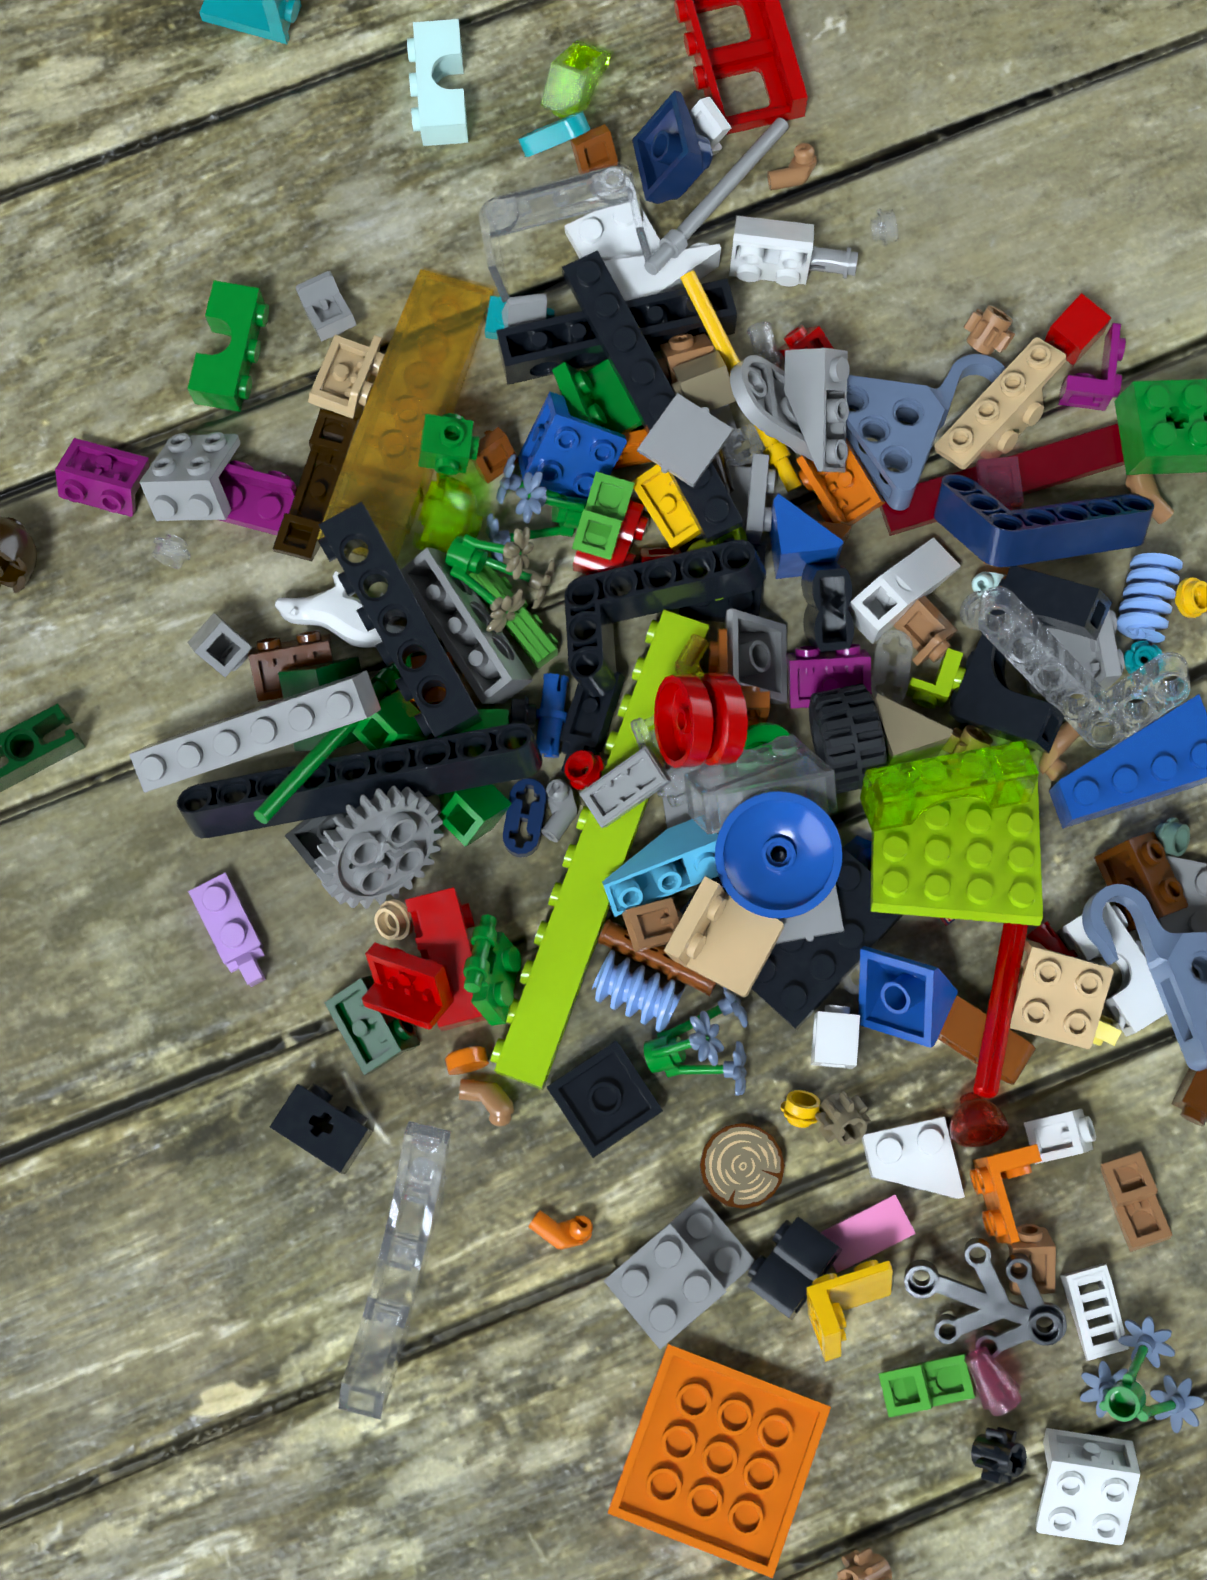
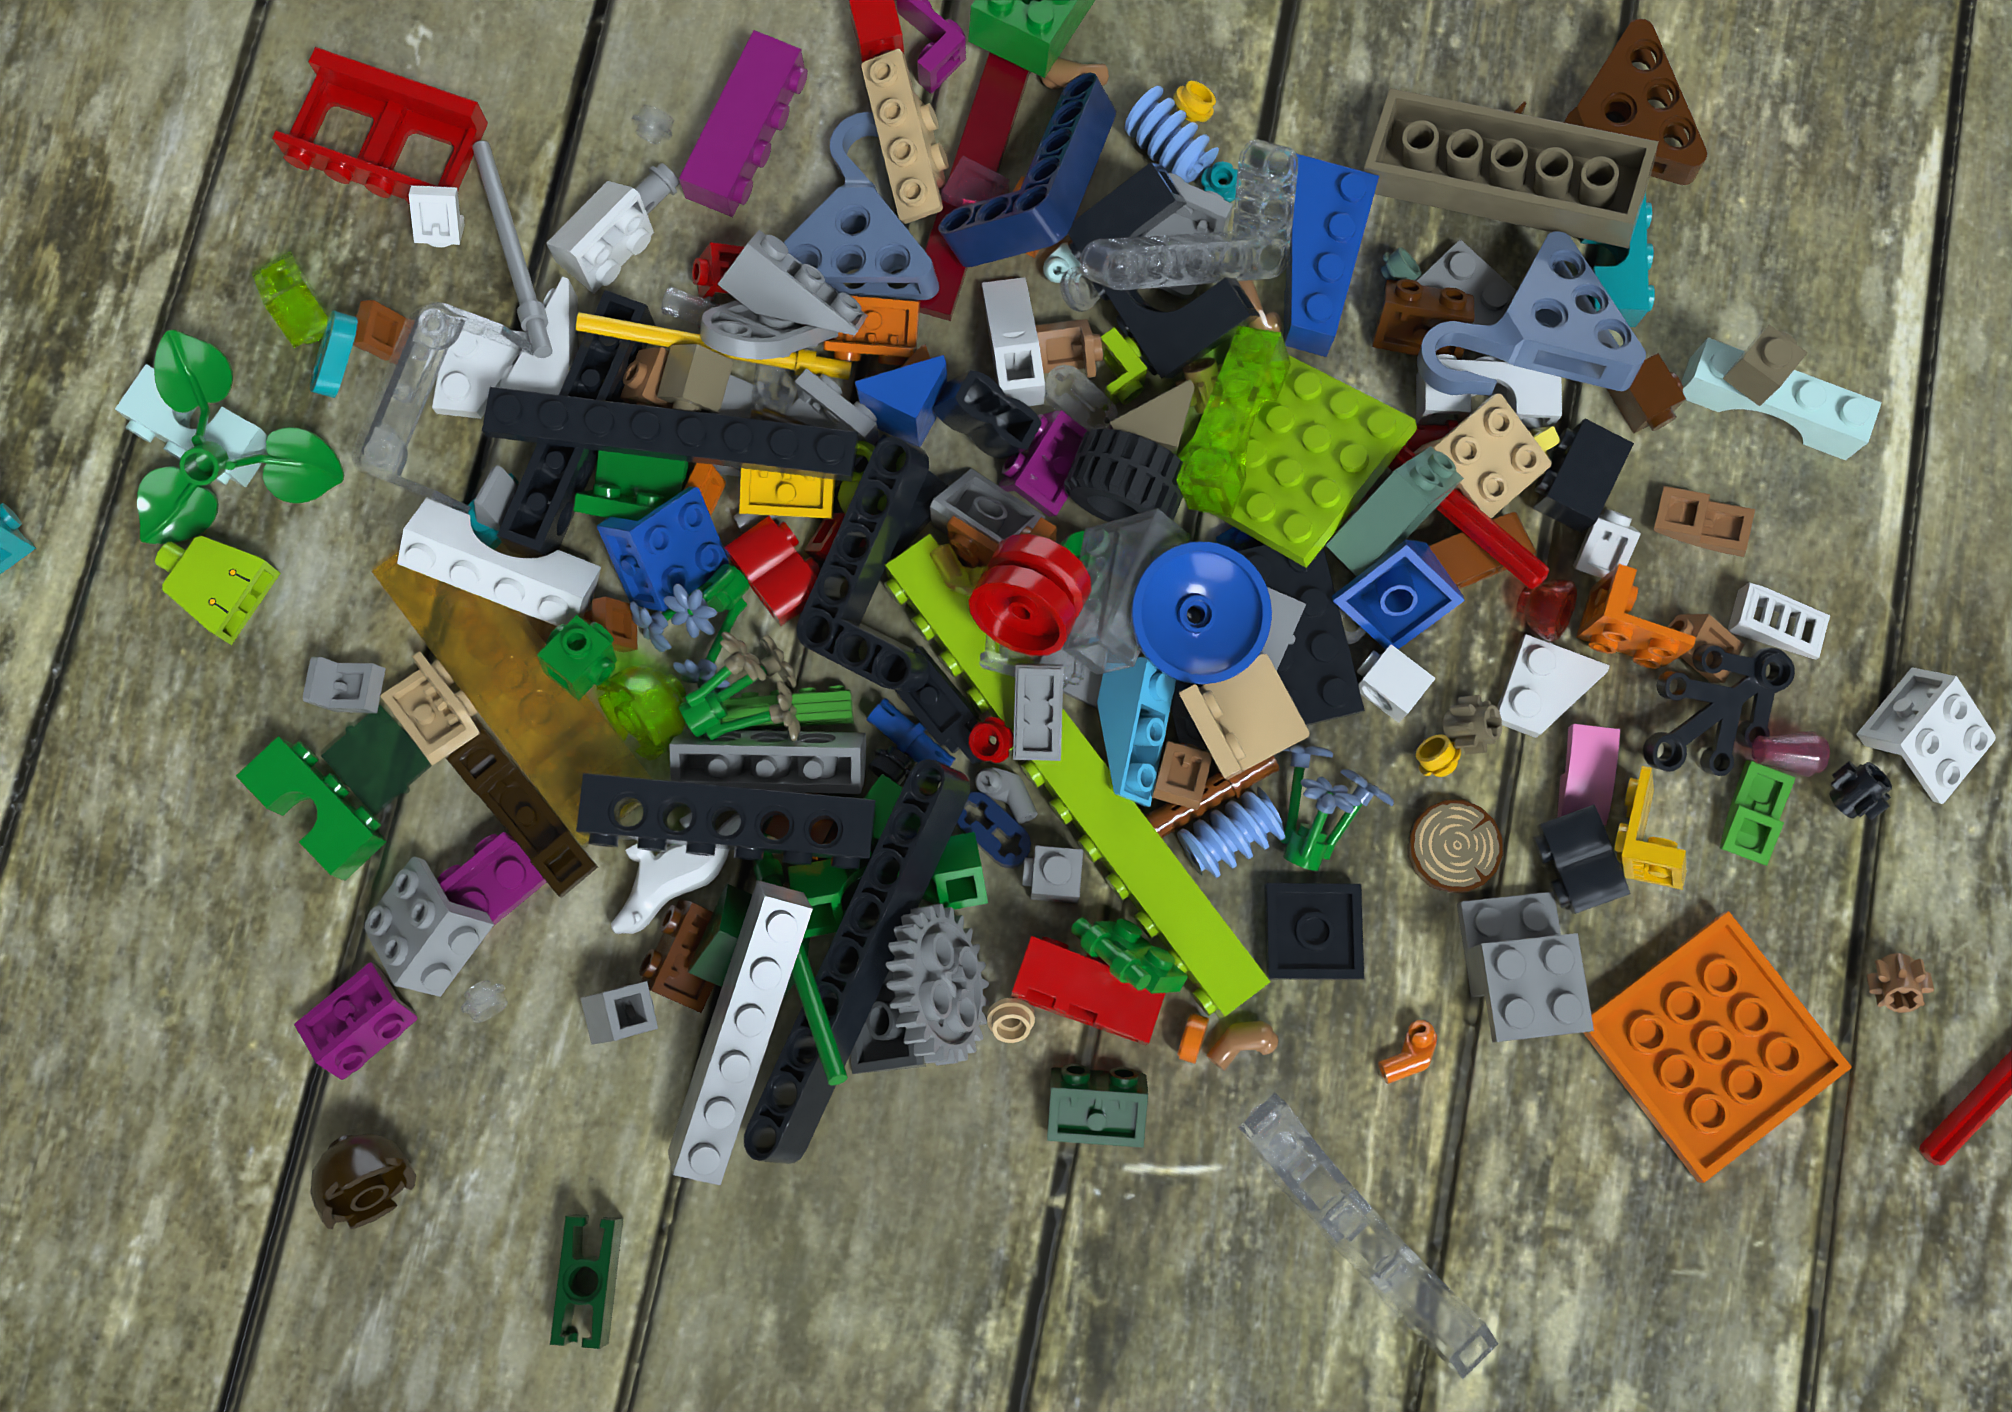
camera: 60 degrees left, 0 degrees up
(230, 927) = (908, 1187): lavender hinge -> none
(289, 364) = (377, 760): none -> clear green piece
(297, 1124) = (1198, 1221): black brick -> none
(338, 174) = (216, 583): none -> lime torso
(380, 105) = (172, 498): none -> green plant
(407, 986) = (1096, 1046): red bracket -> none
(484, 390) = (443, 546): none -> white arch
(519, 881) = (1054, 874): none -> light grey brick
(603, 516) = (756, 558): bright green slope -> none
(670, 152) = (434, 258): dark blue slope -> none
(685, 440) = (742, 430): light grey piece -> none
(797, 171) = (538, 163): medium nougat arm -> none
(931, 288) = (743, 124): none -> magenta brick
(963, 949) = (1395, 510): none -> sand green window
(989, 330) = (822, 101): medium nougat gear -> none
(1101, 1080) = (1582, 475): none -> black brick
(1126, 1398) = (1889, 639): sand blue plant -> none

